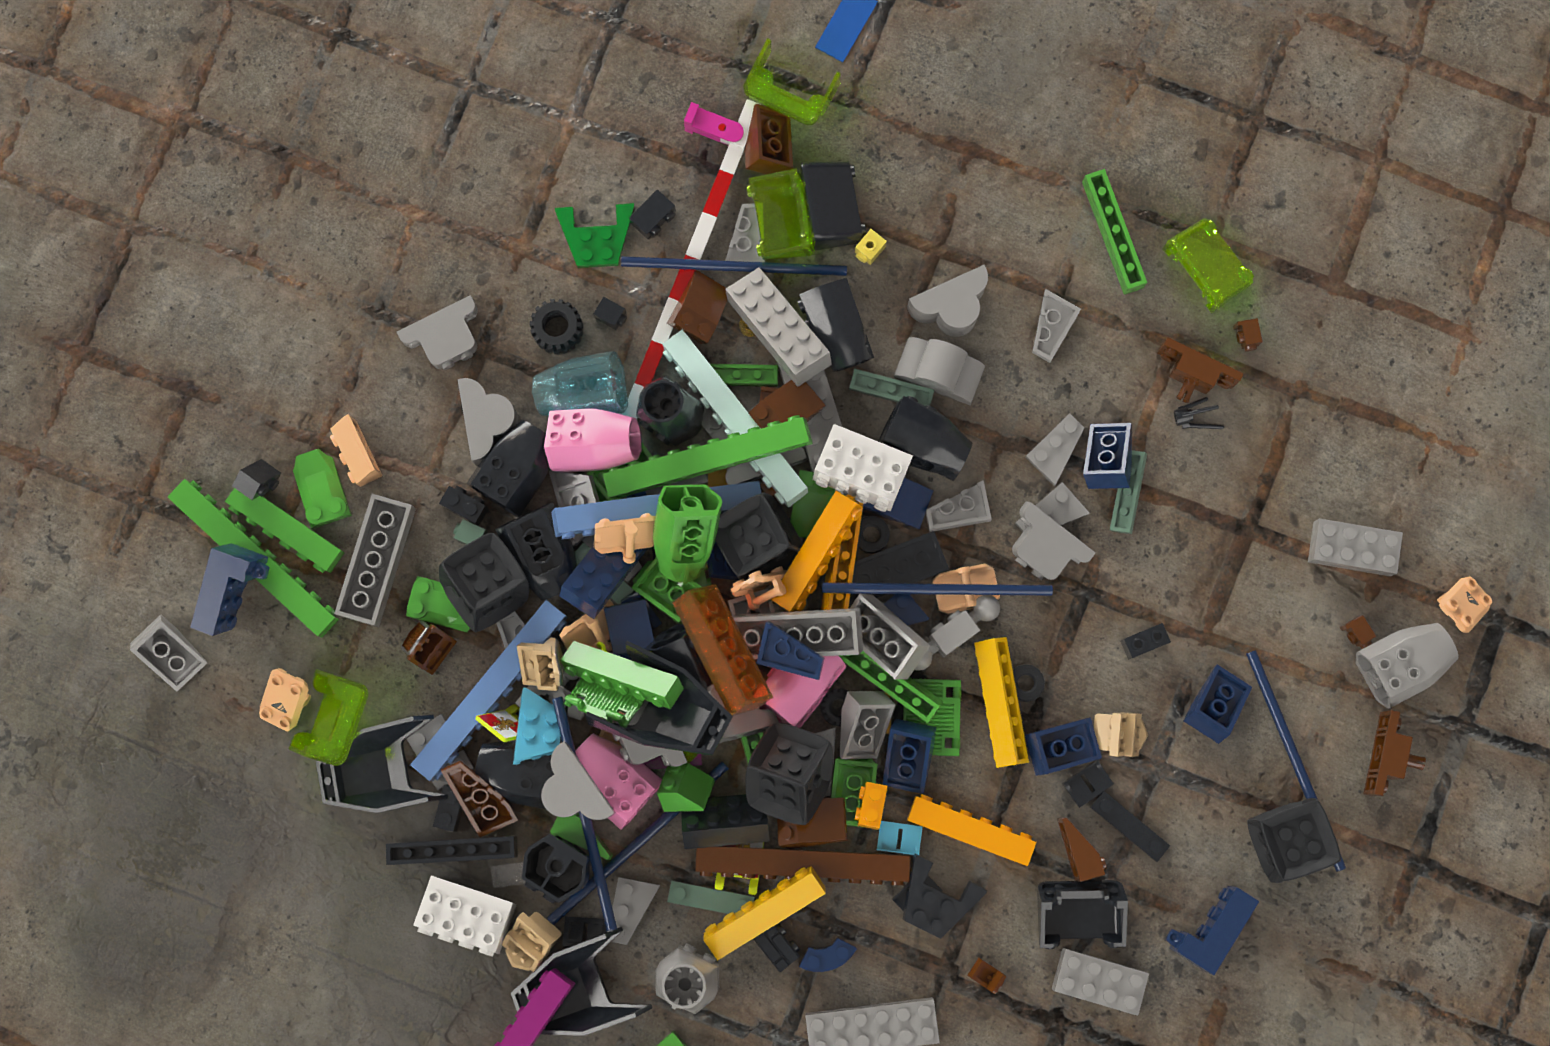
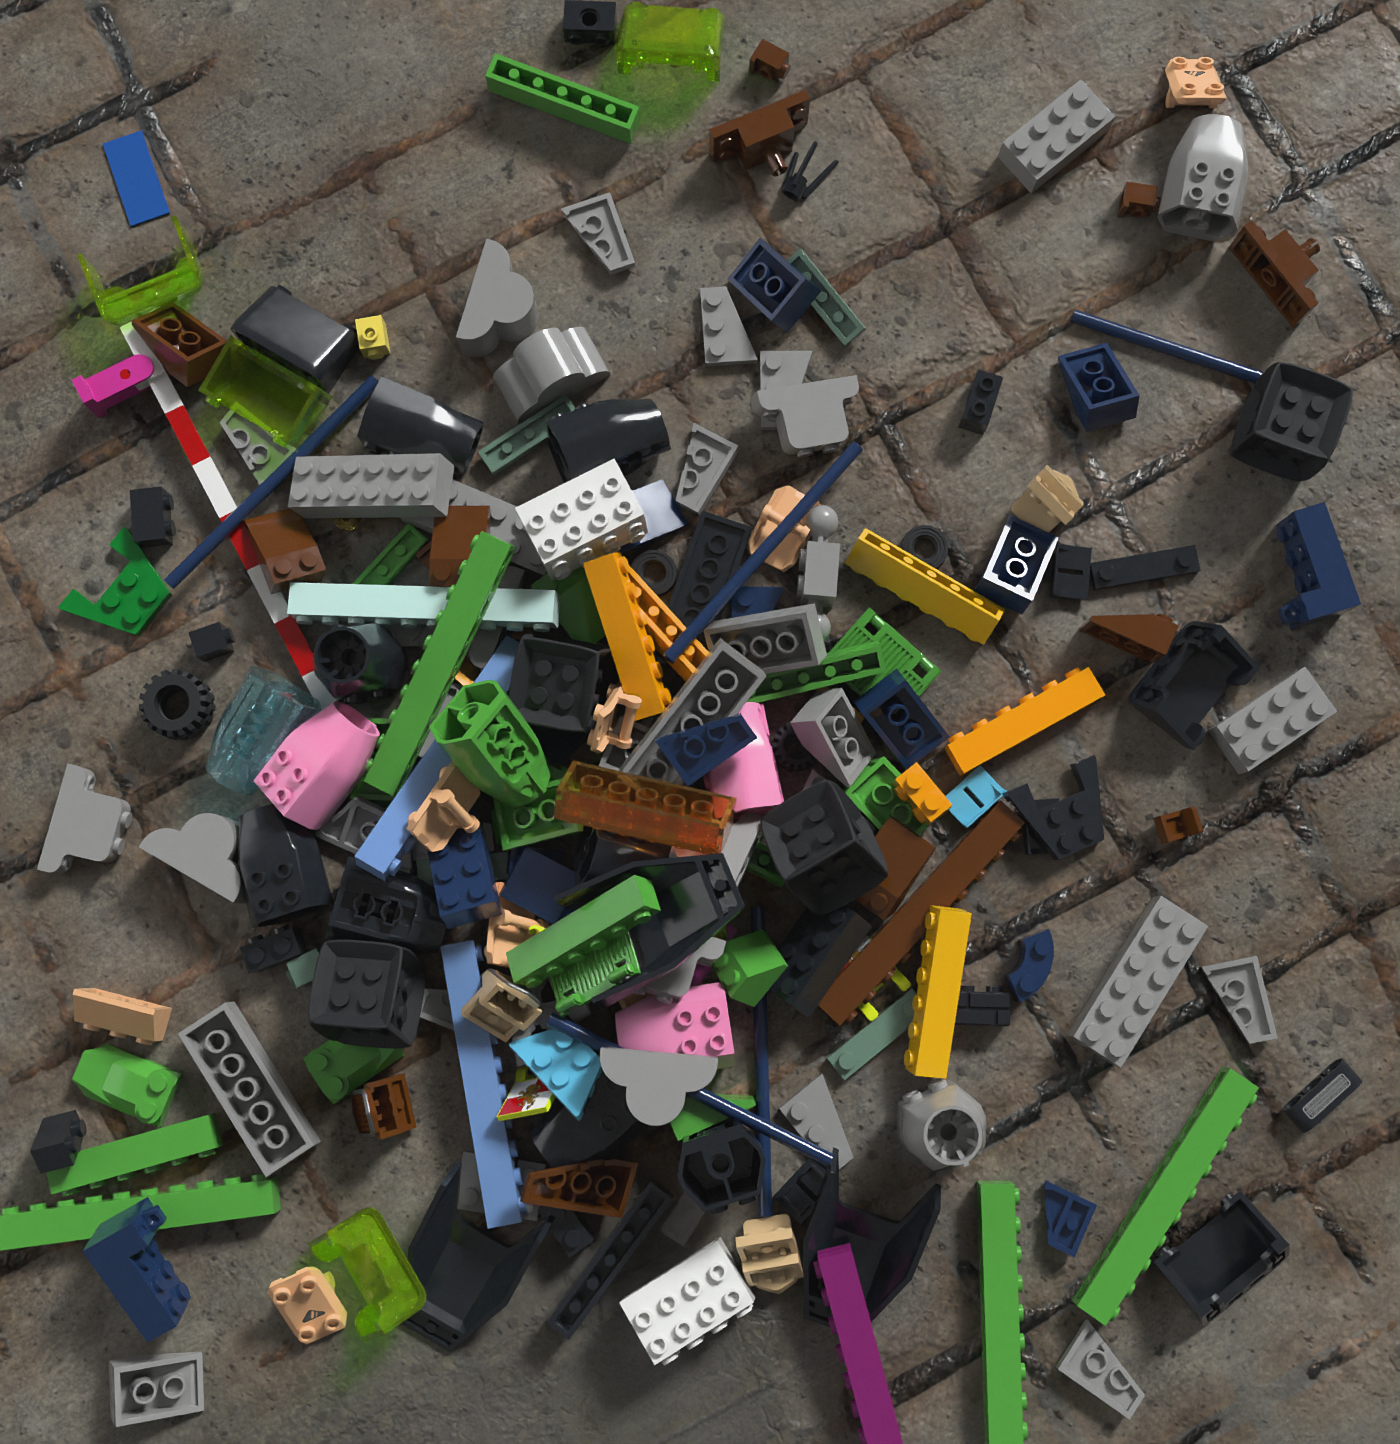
camera: 50 degrees left, 0 degrees up
(1176, 194) = (579, 13): none -> black brick

